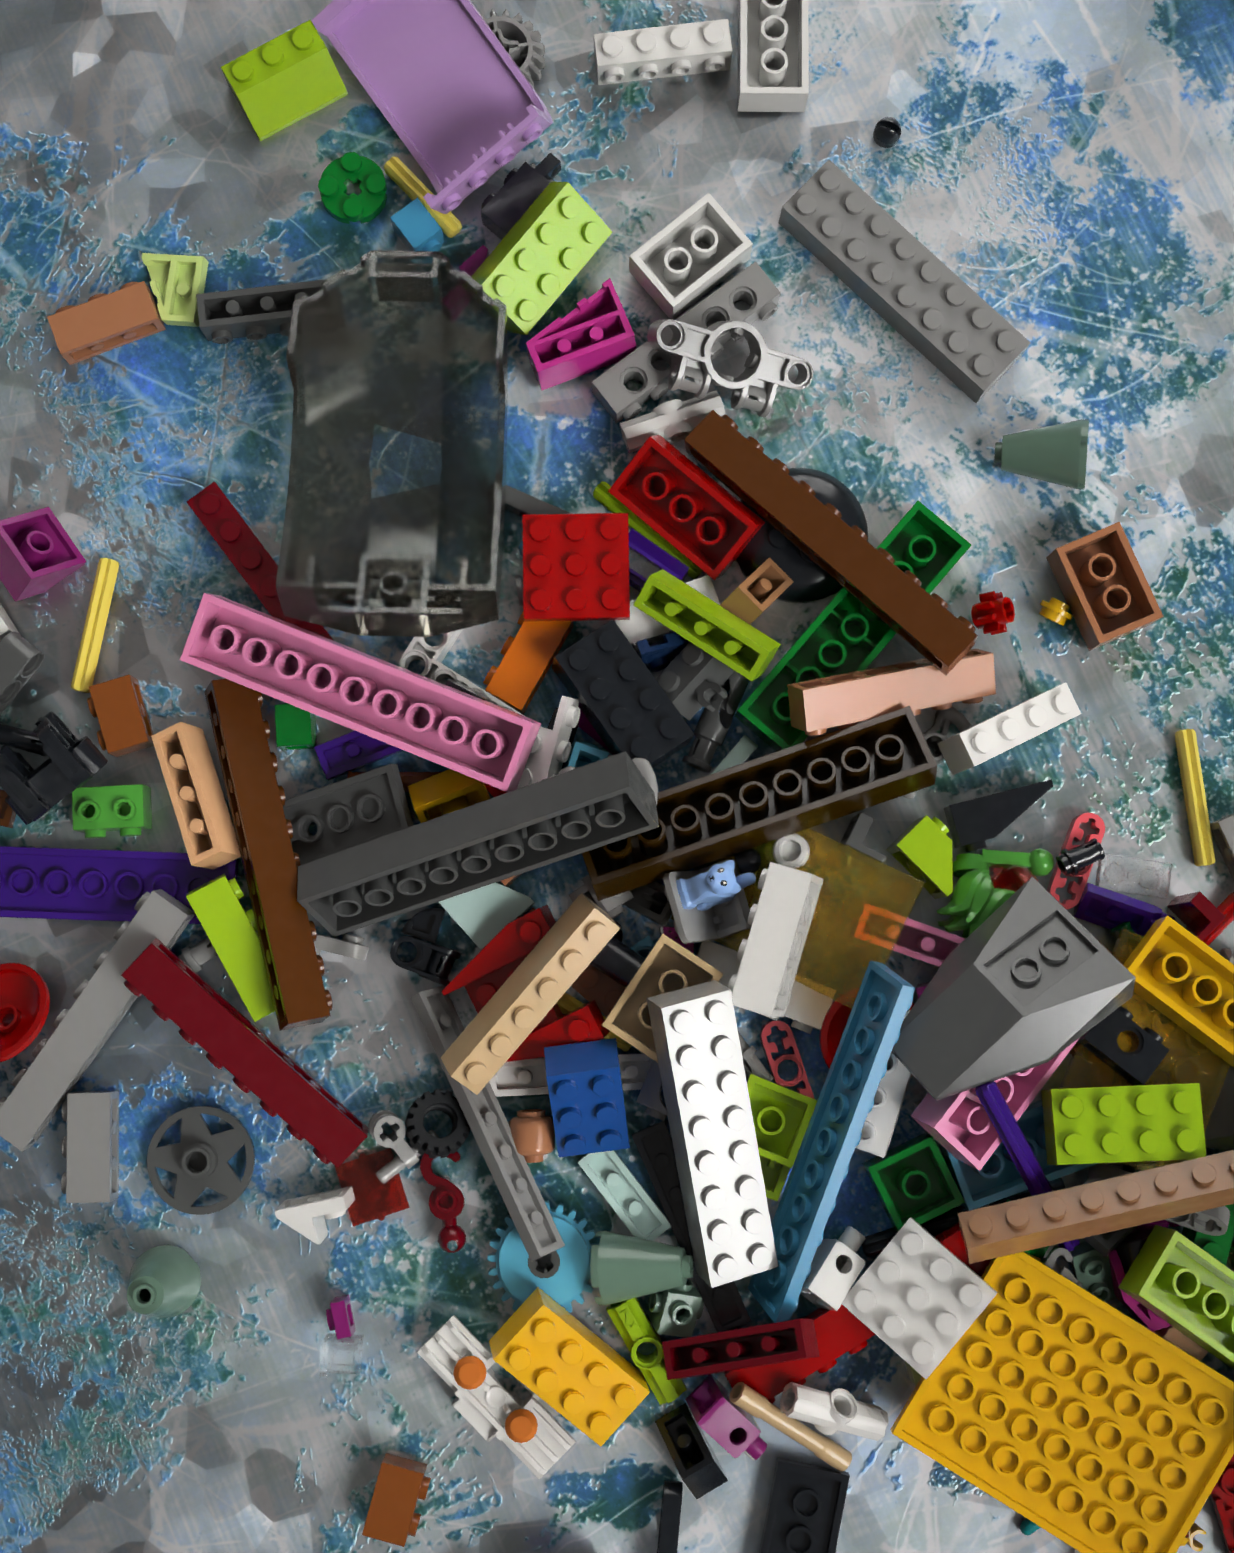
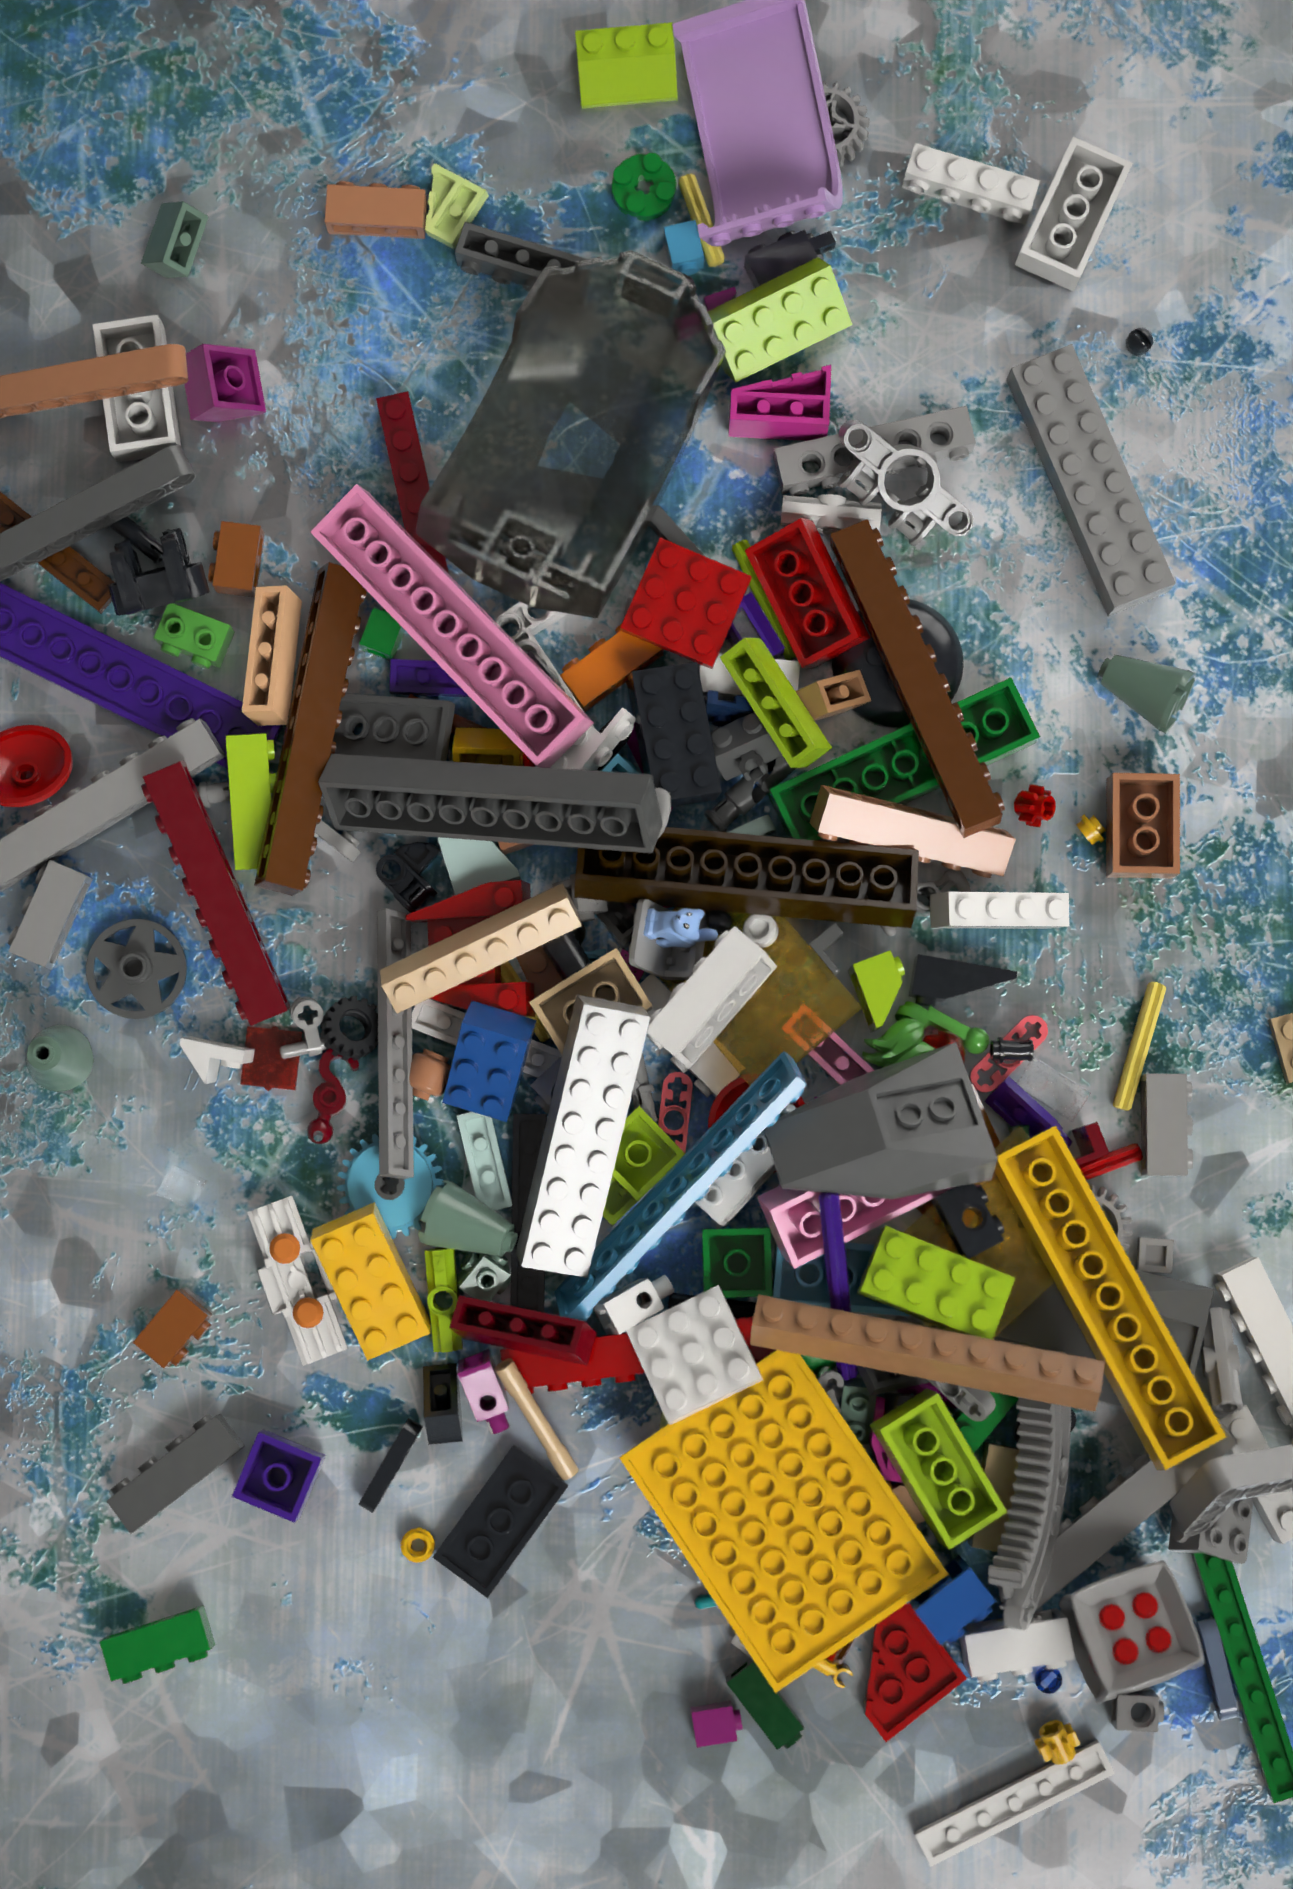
camera: 25 degrees right, 0 degrees up
(95, 625) = (249, 470): light yellow axle -> none
(341, 1317) = (196, 1155): magenta plate -> none
(690, 256) = (911, 376): white brick -> none
(834, 1411) = (579, 1423): white piece -> none

